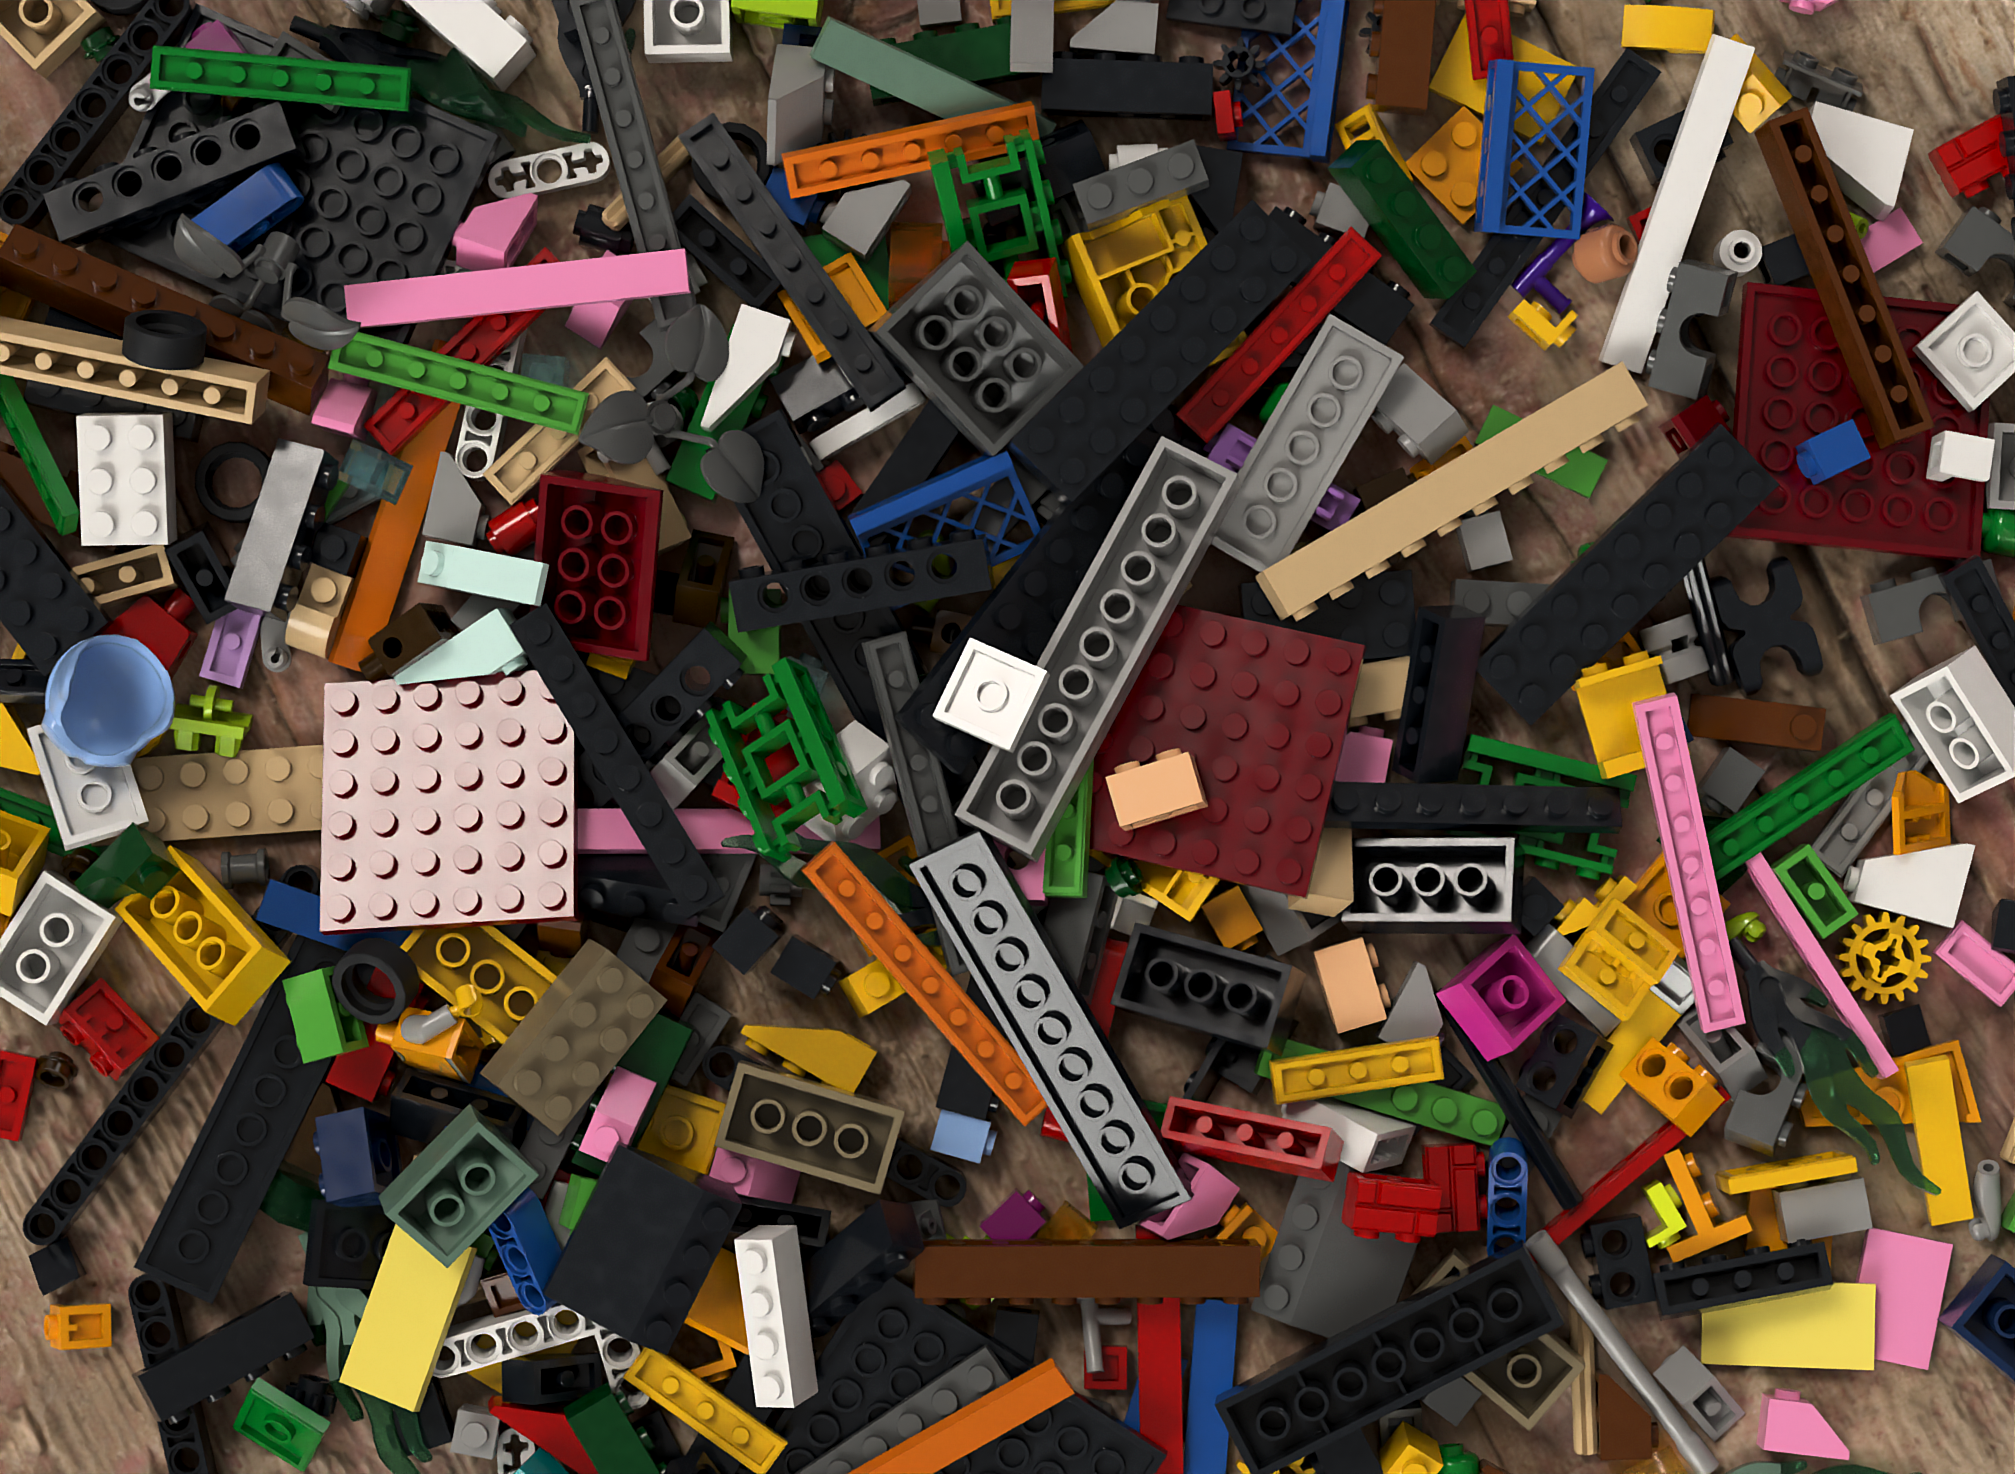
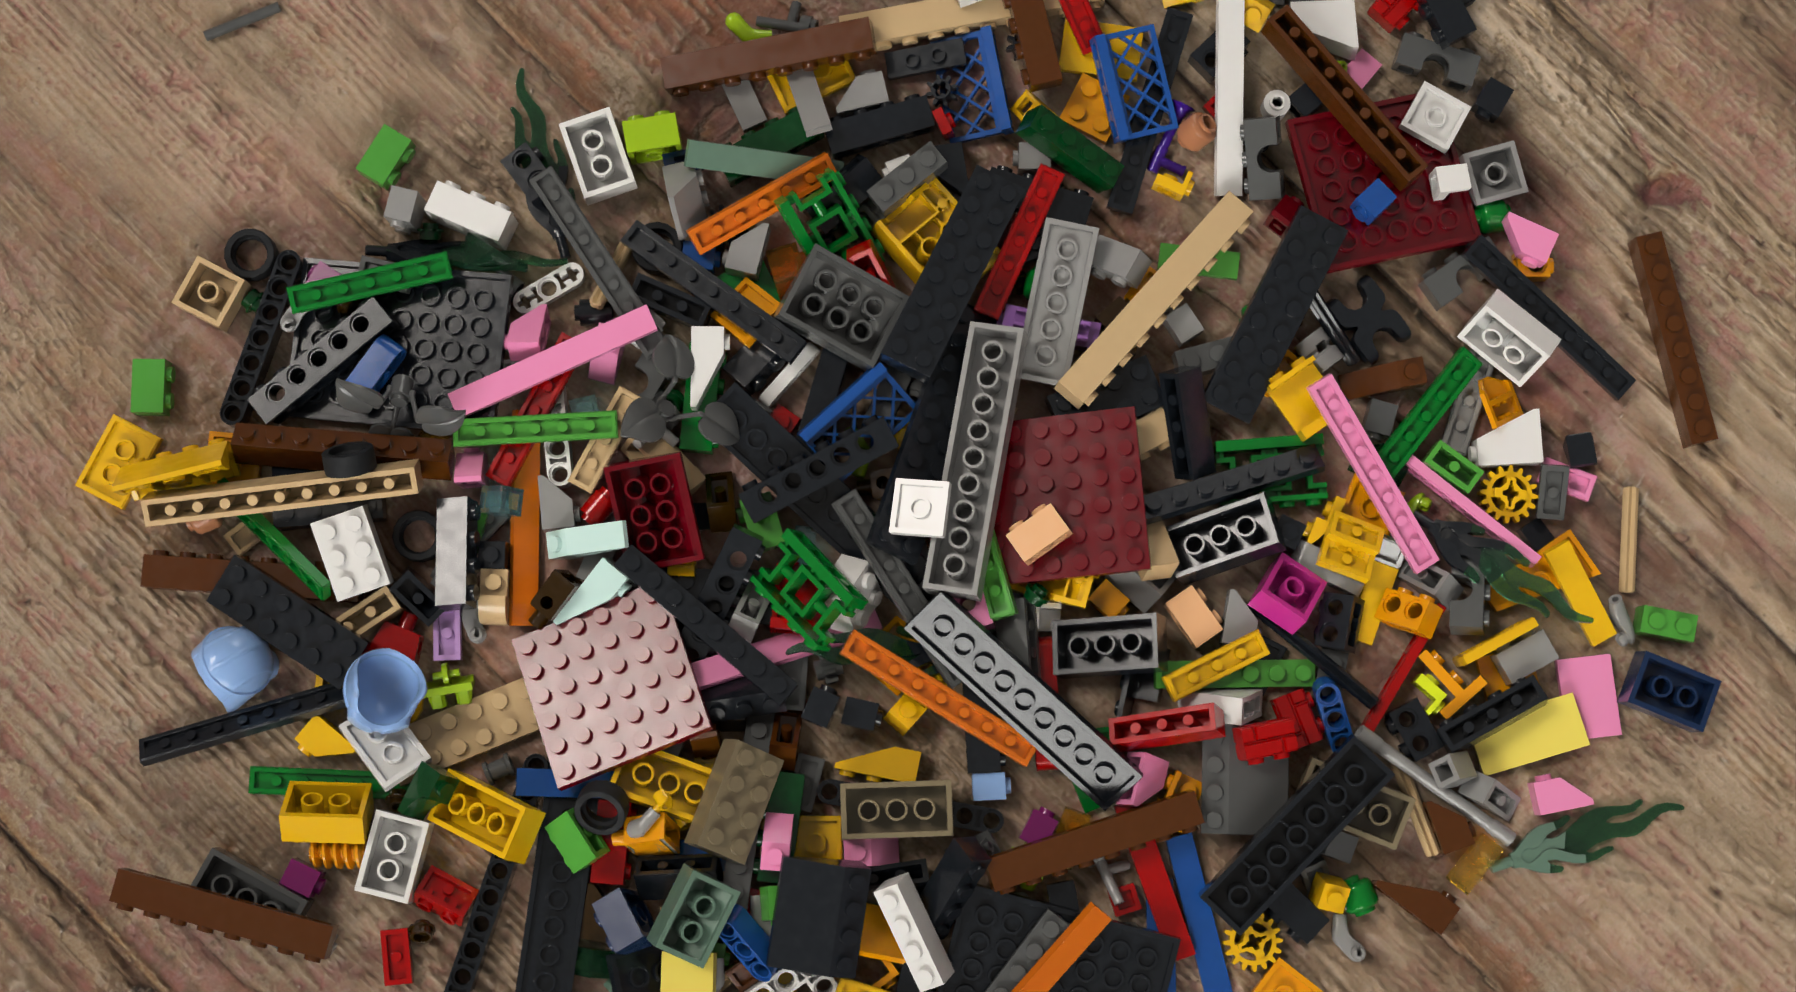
camera: 20 degrees left, 5 degrees down
(1364, 756) = (1156, 475): bright pink slope -> none
(1655, 1341) = (1452, 770): none -> light grey brick
(1951, 976) = (1552, 491): none -> dark grey plate

